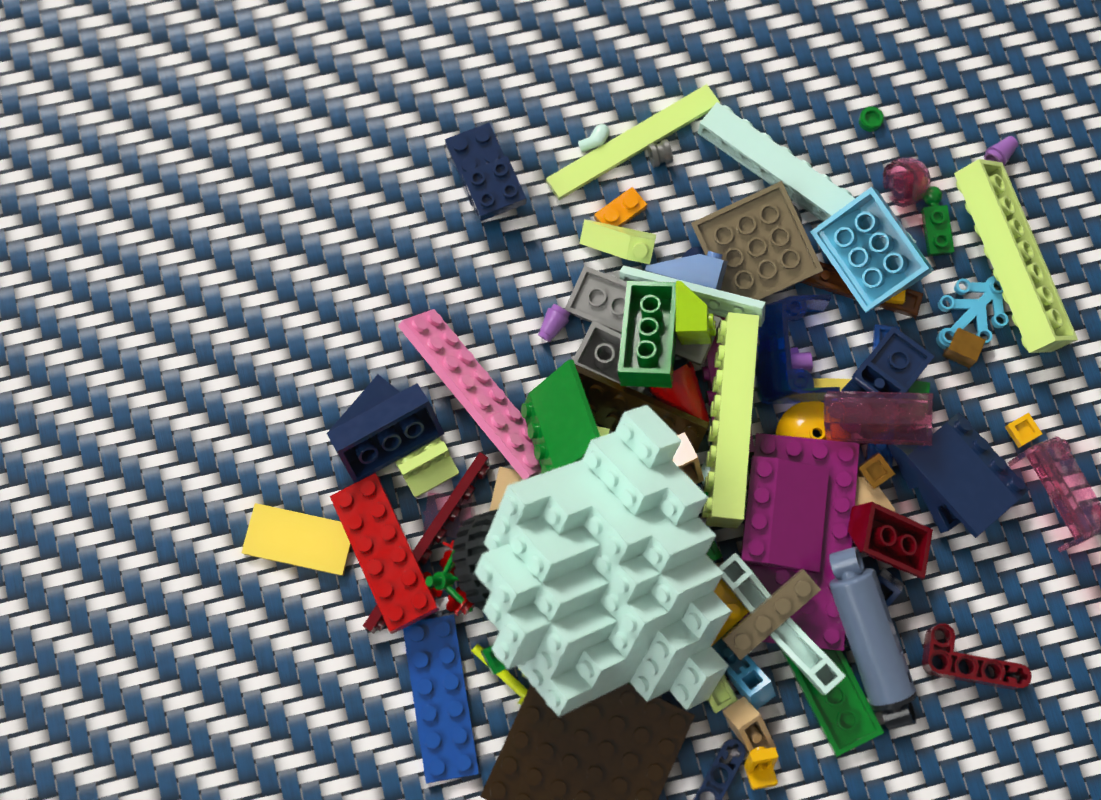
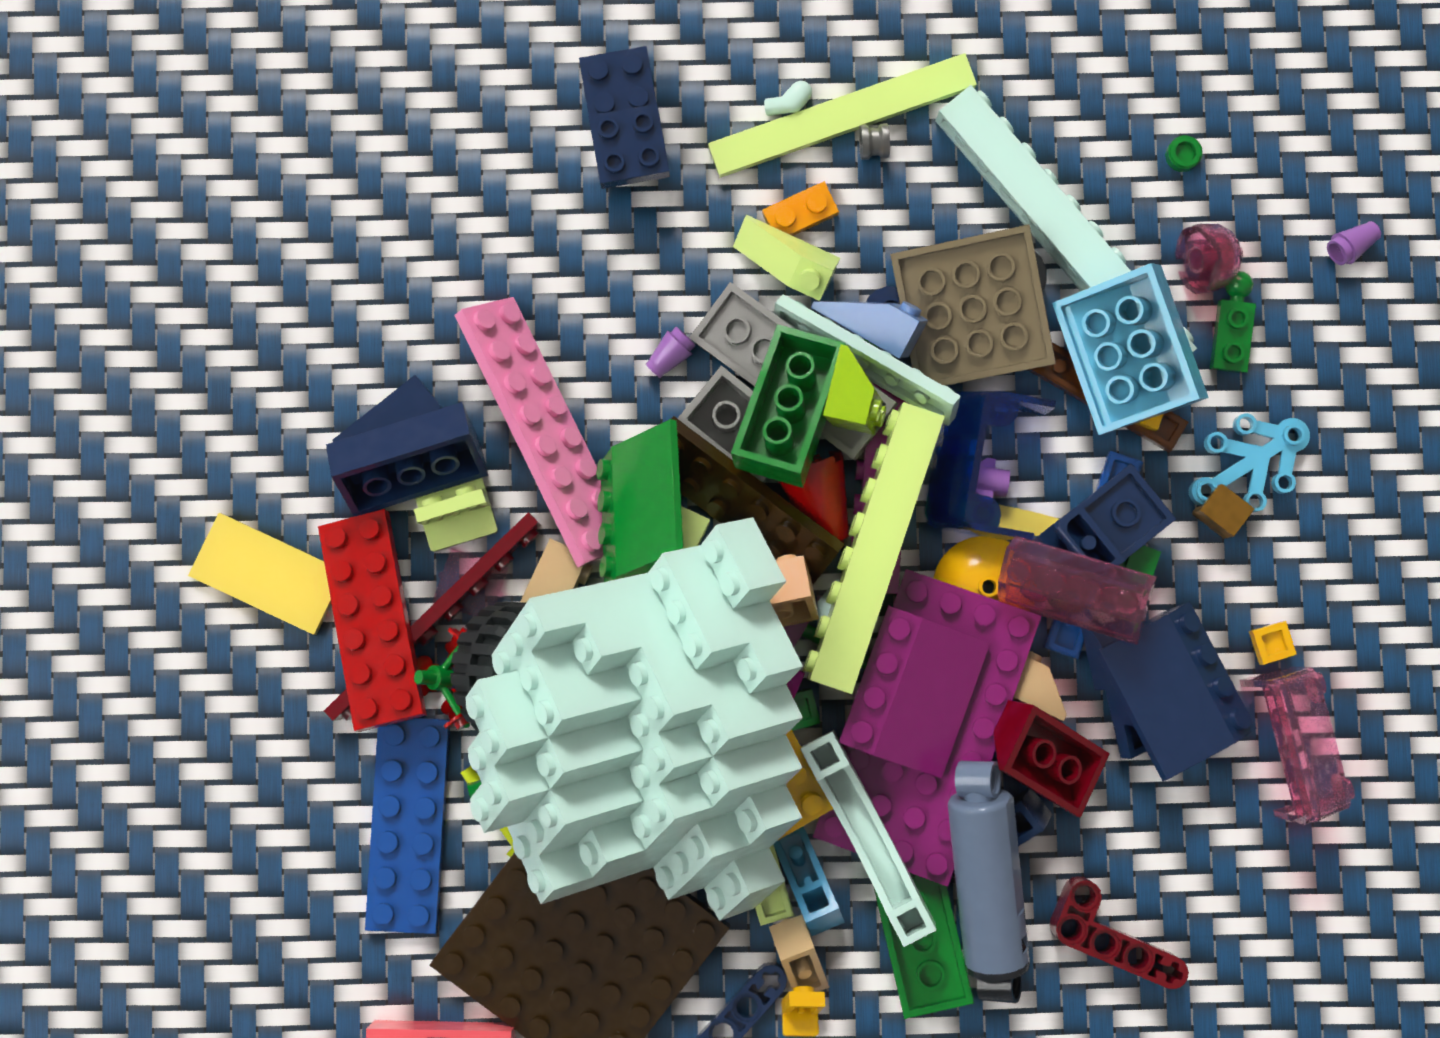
camera: 15 degrees right, 10 degrees up
(771, 614) = (861, 822): dark tan plate -> none
(875, 470) = (1053, 656): pearl gold panel -> none
(1015, 257) = (1328, 399): yellowish green brick -> none

